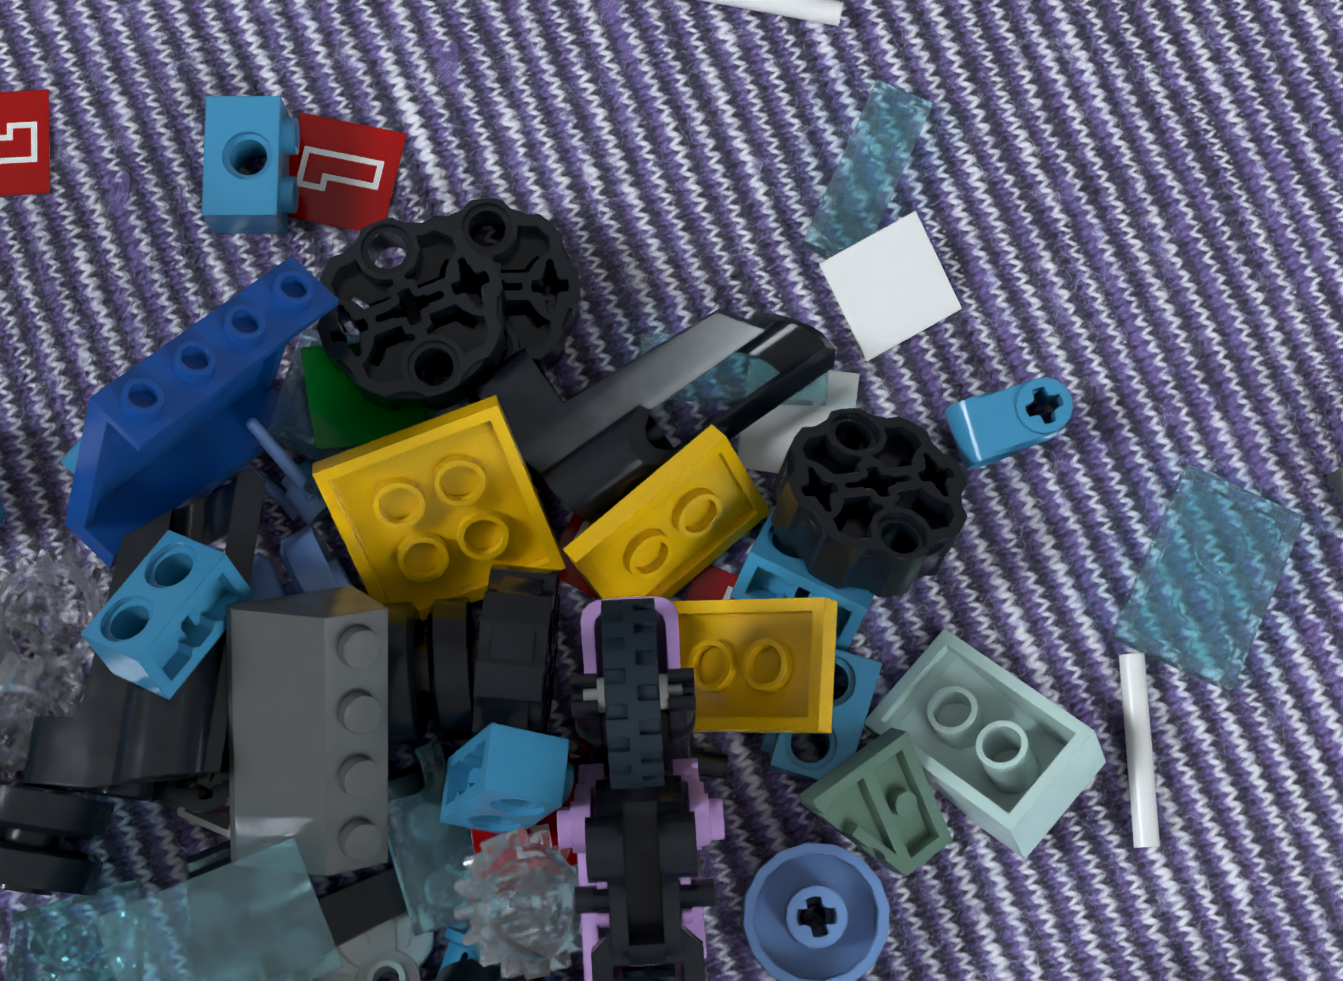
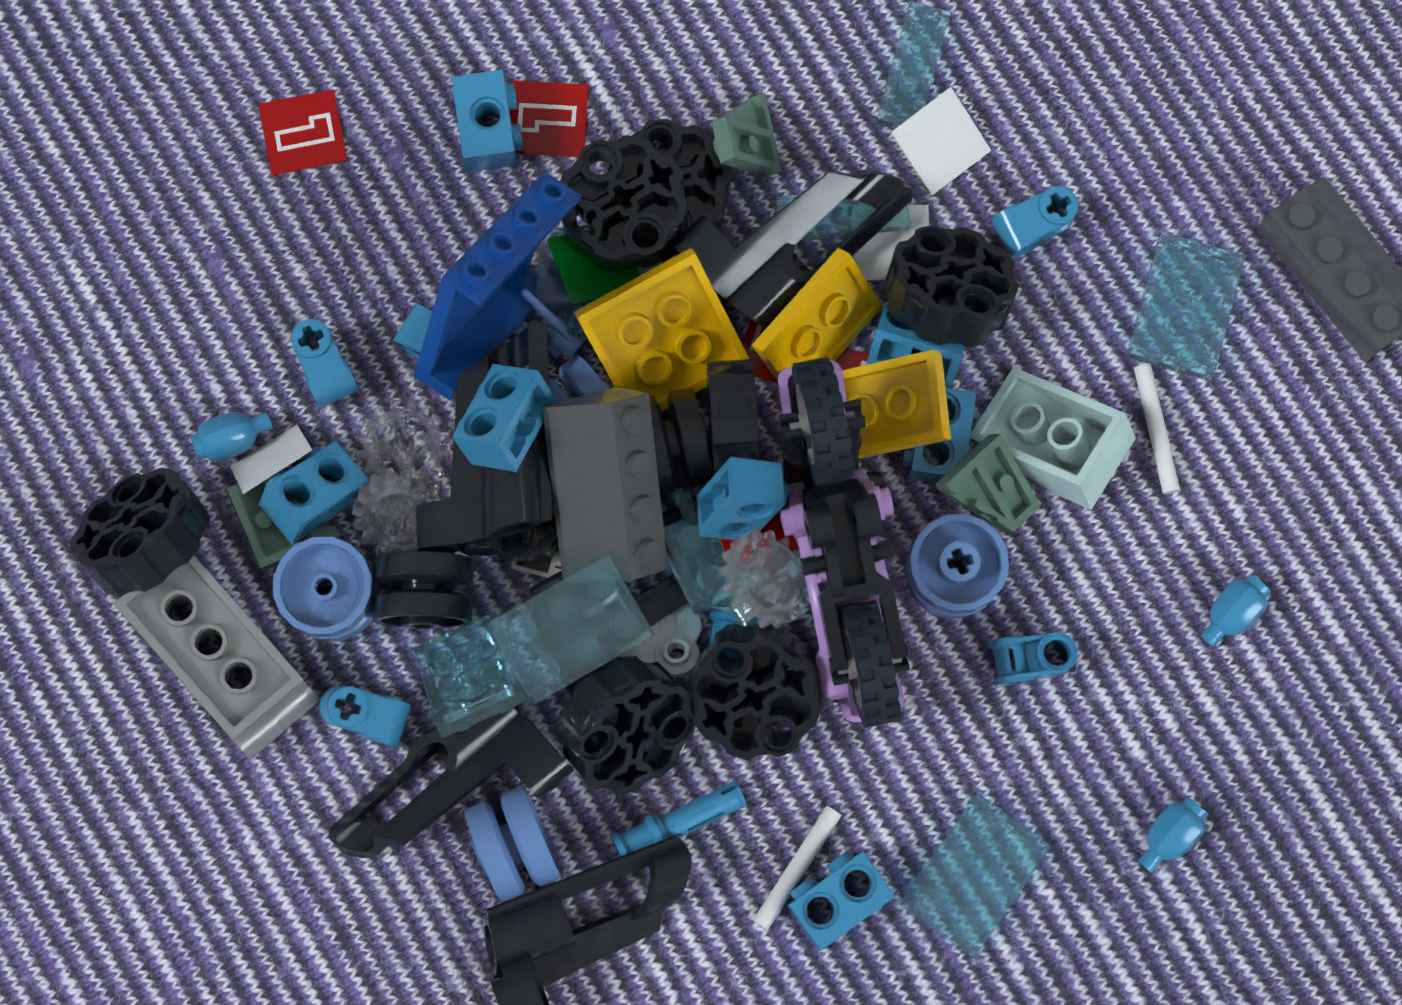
camera: 10 degrees left, 0 degrees up
(612, 243) = (747, 138): none -> sand green wing

